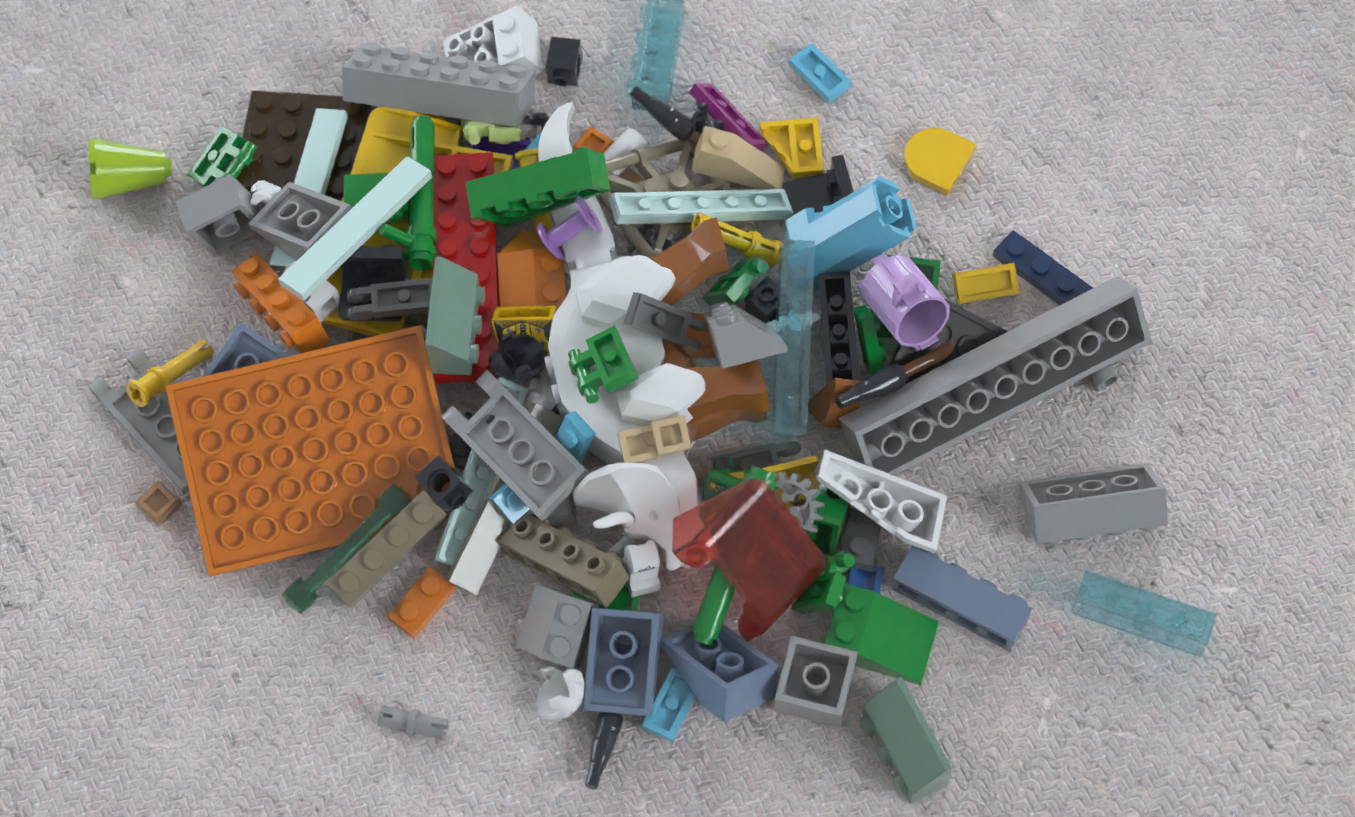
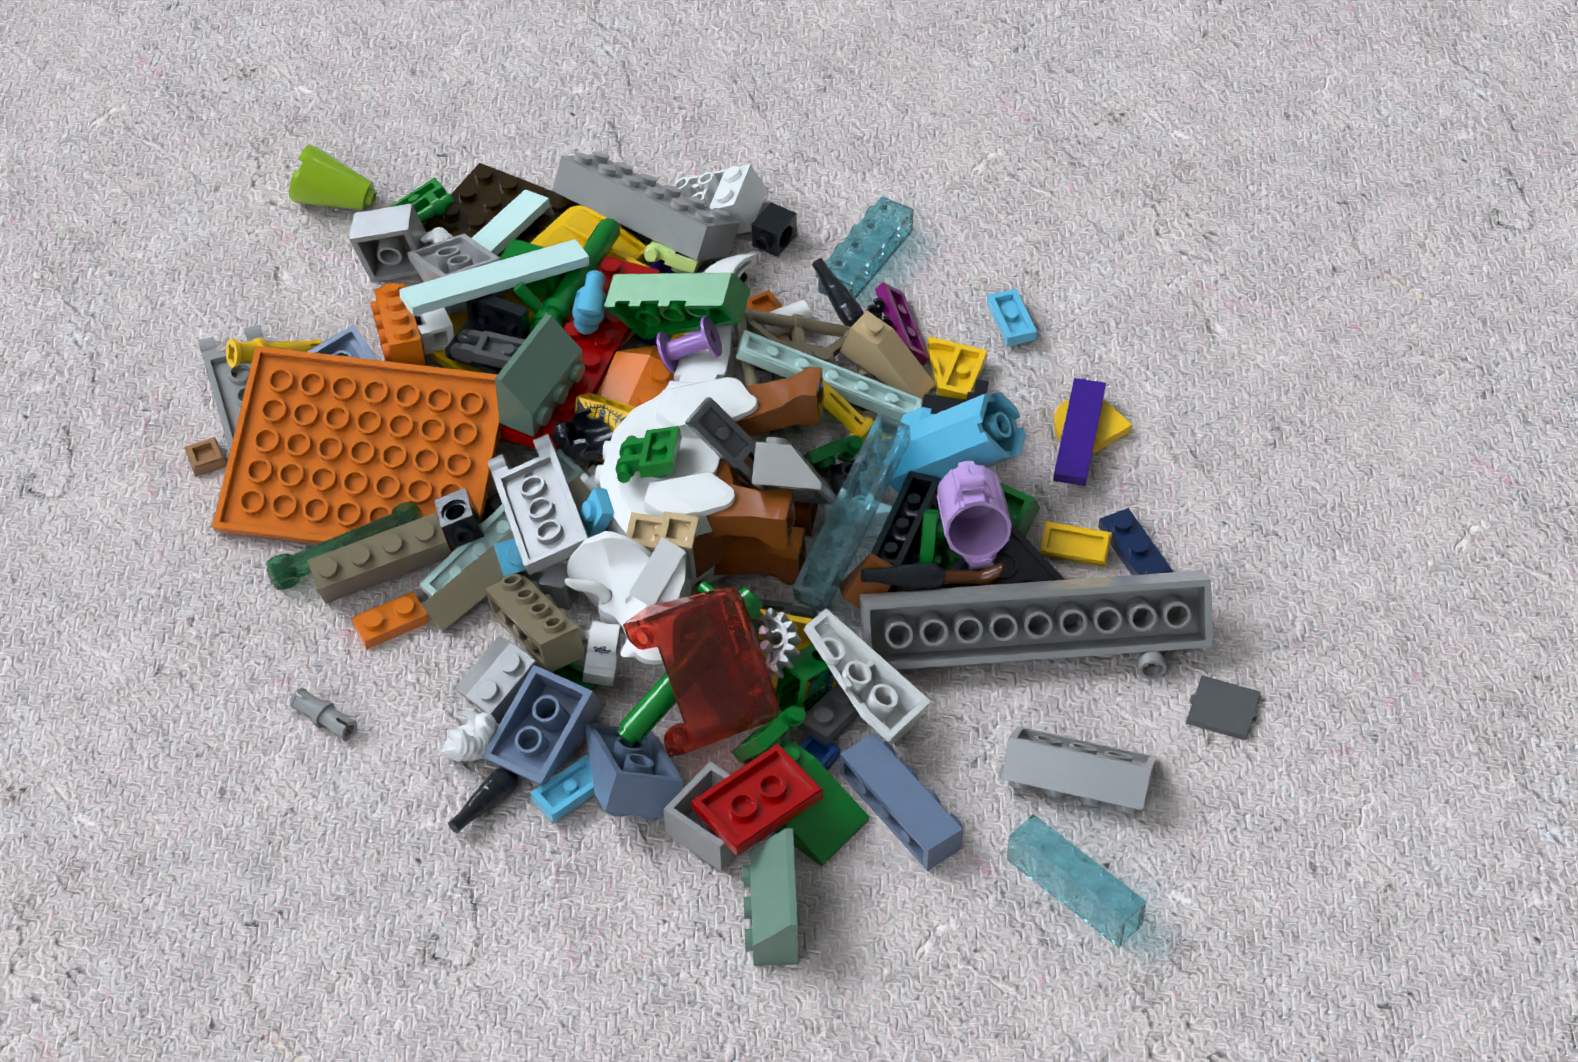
camera: 20 degrees right, 15 degrees down
(453, 217) = (589, 303): none -> medium azure arm
(671, 483) = (657, 572): none -> white sticker
(852, 657) = (757, 799): none -> red tile
(938, 170) = (1079, 432): none -> dark purple tile
(1180, 393) = (1223, 707): none -> dark grey piece

